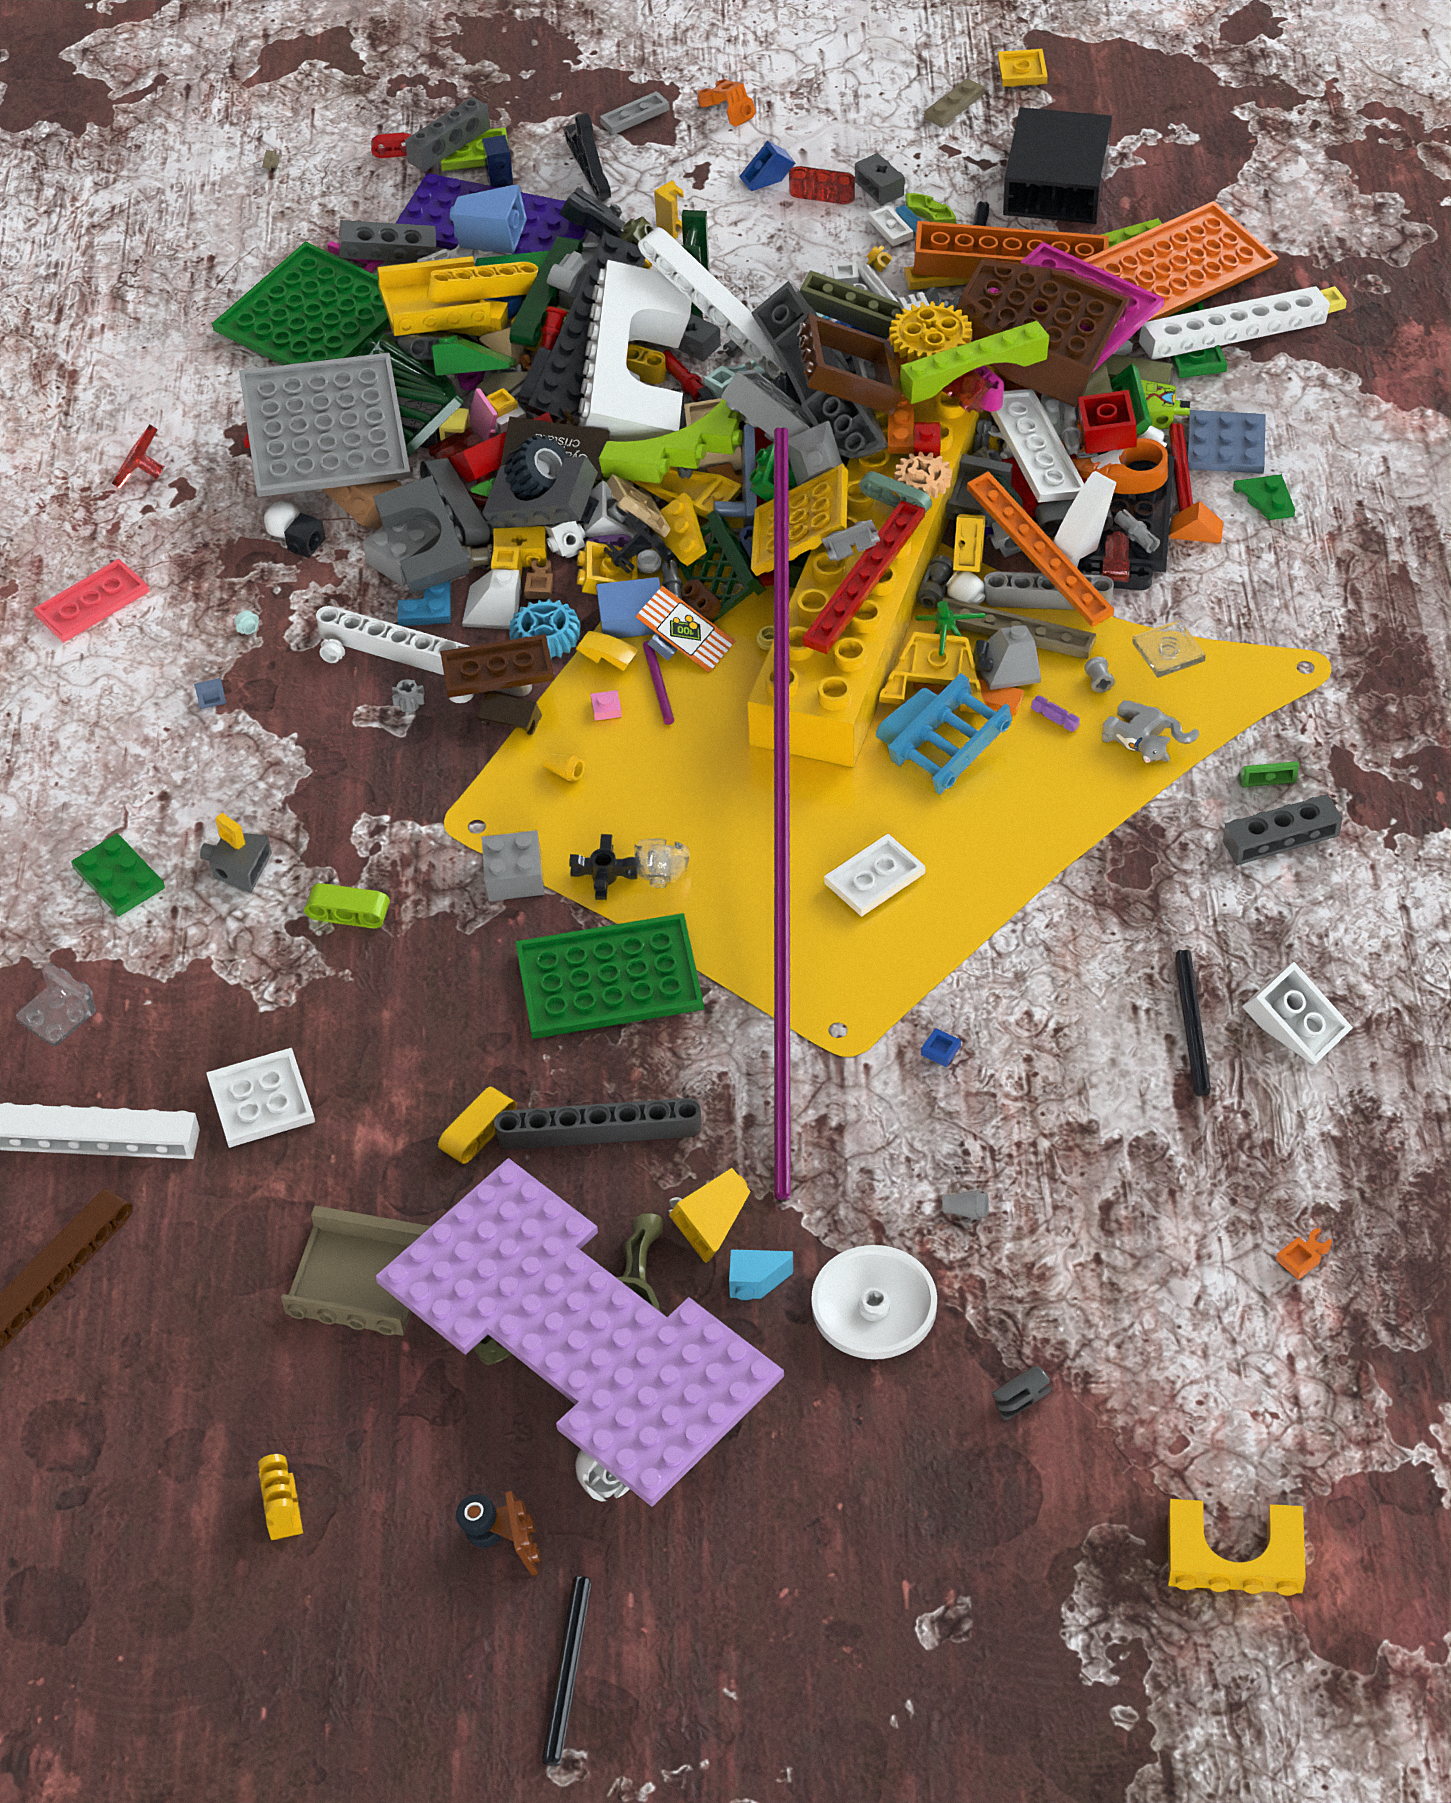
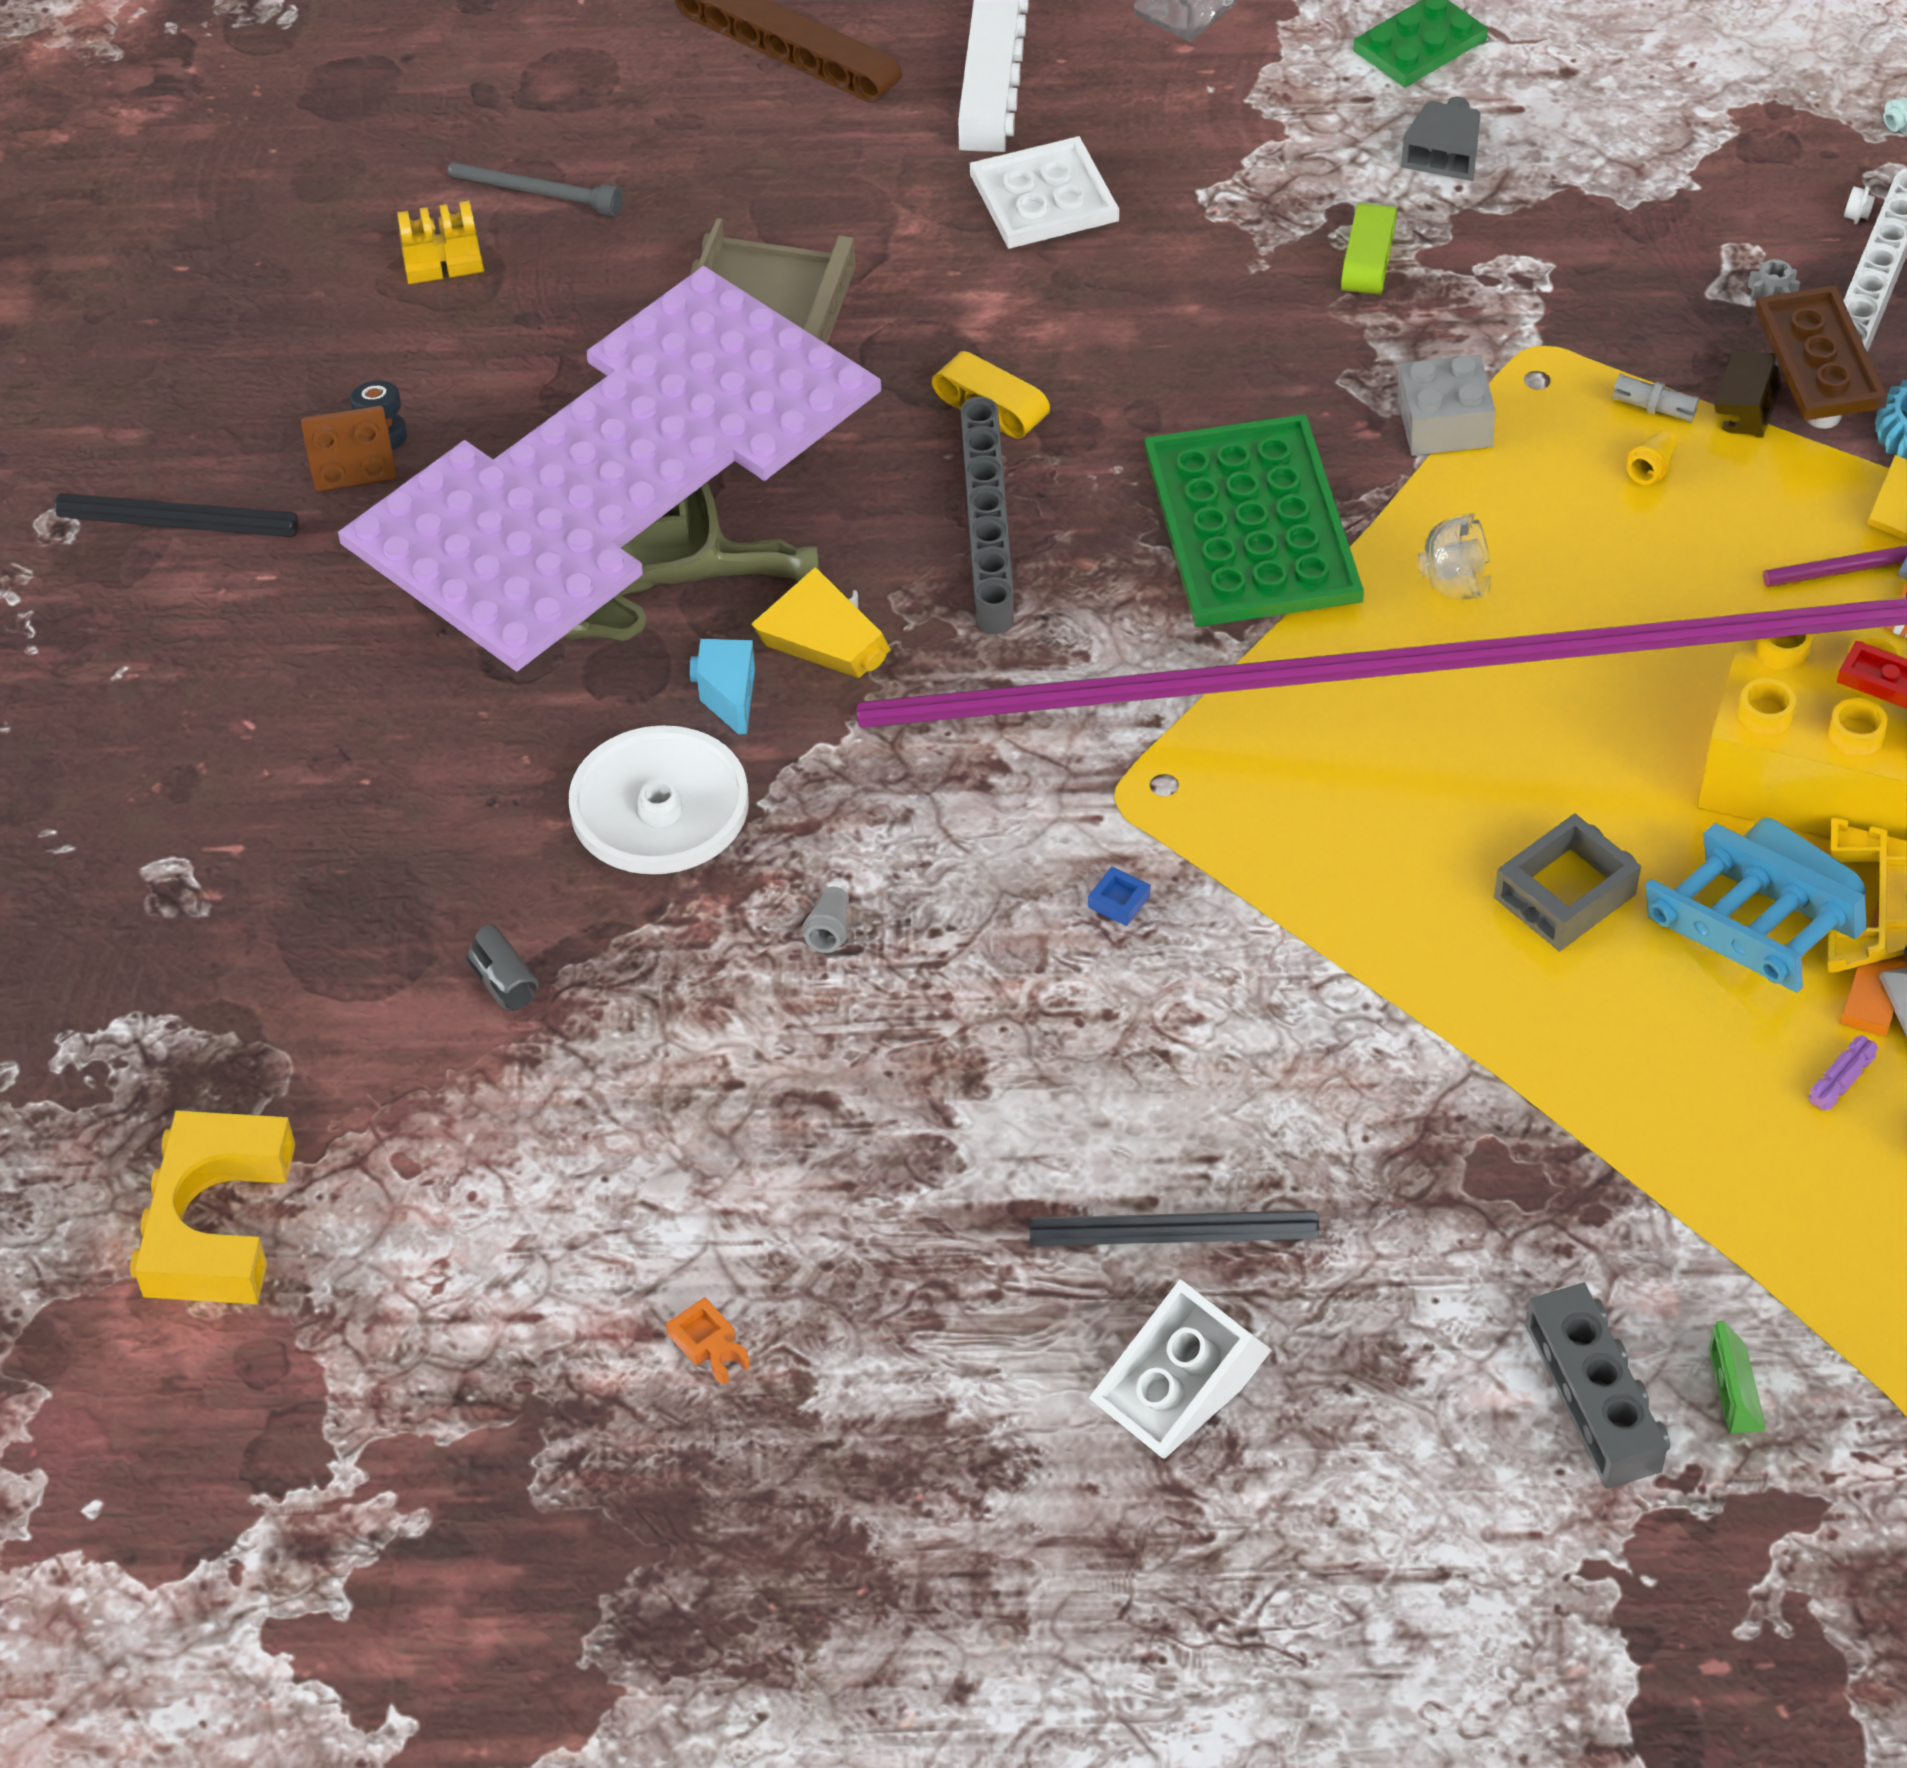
camera: 90 degrees right, 0 degrees up
(210, 693) = (1752, 88): sand blue plate -> none
(229, 1389) = (604, 199): none -> dark grey piece
(230, 831) = (1467, 103): yellow tile -> none
(509, 761) = (1655, 398): none -> light grey pin
(602, 867) = (1451, 498): black pin -> none
(606, 705) = (1789, 505): bright pink plate -> none
(874, 874) = (1458, 820): white plate -> none
(937, 843) = (1543, 910): none -> dark grey window
(1143, 730) = (1811, 1188): light grey animal -> none

